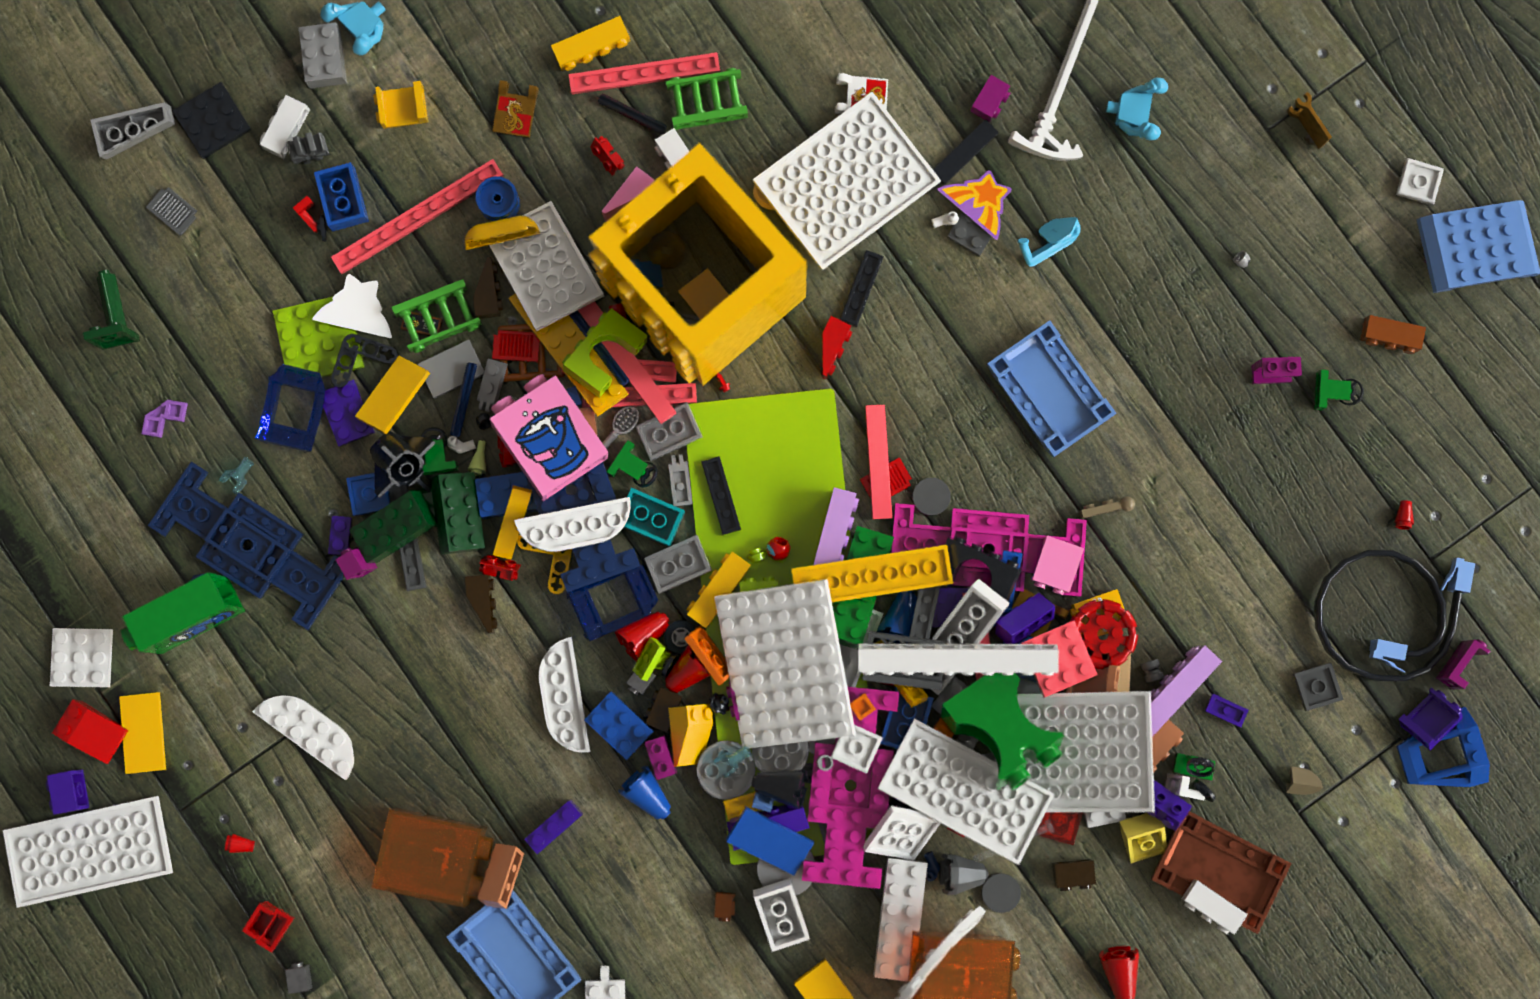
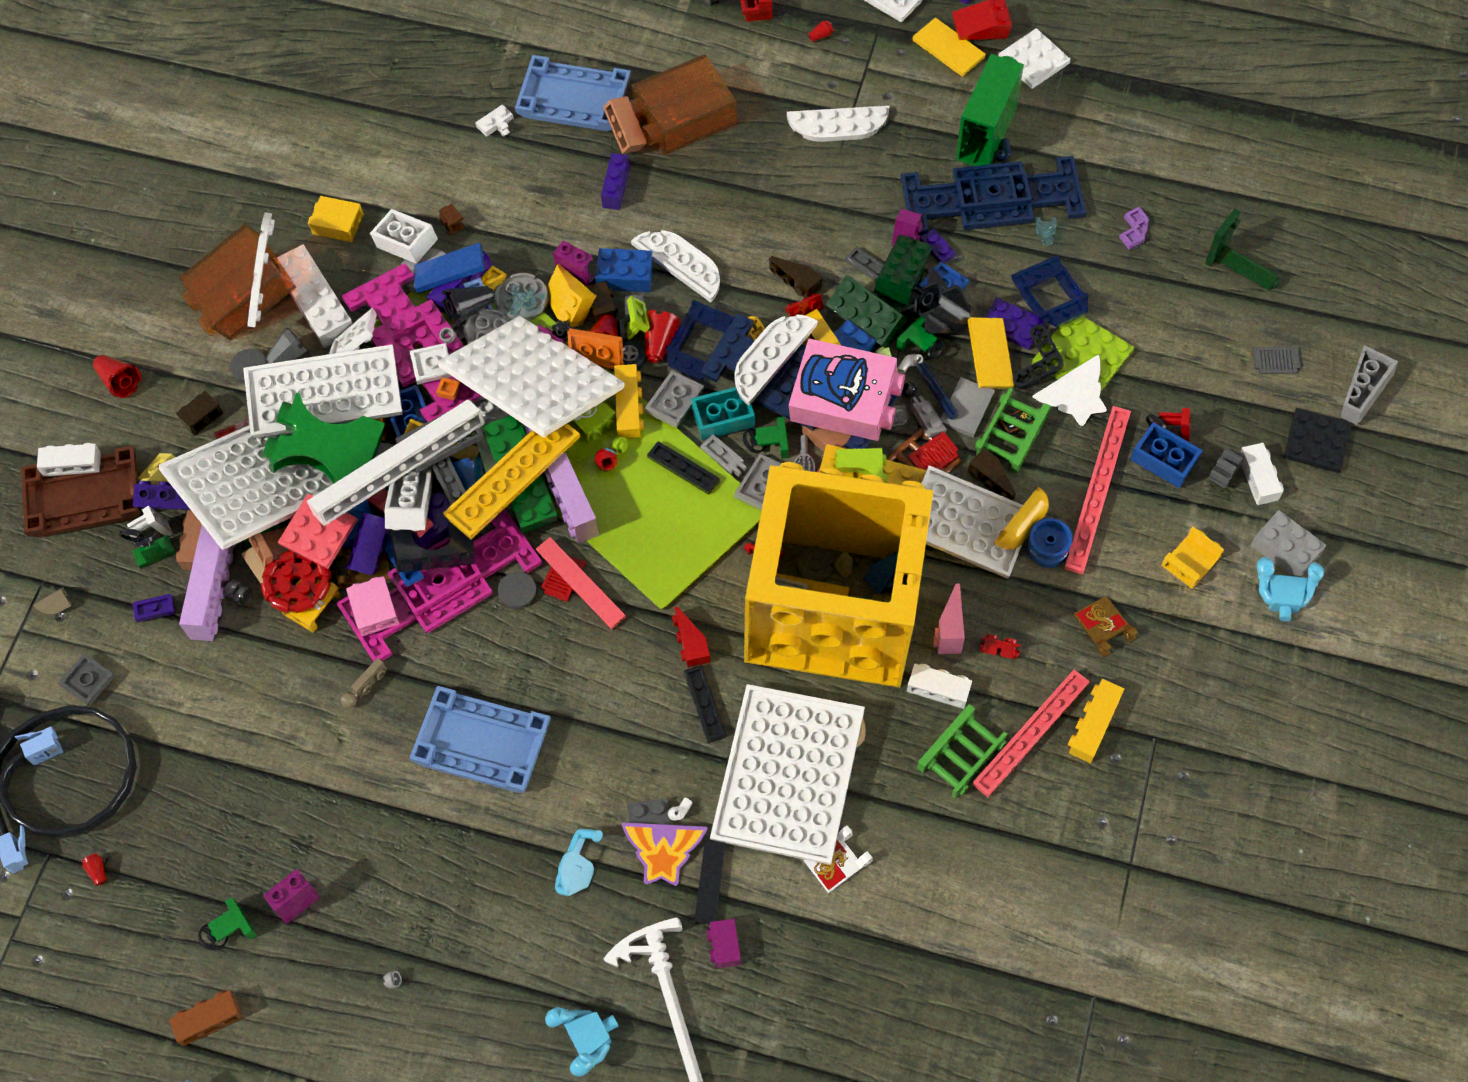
camera: 145 degrees right, 20 degrees down
(632, 114) = (1010, 694): black axle -> none
(646, 793) = (574, 235): blue cone -> none
(933, 866) = (314, 346): dark blue arm -> none

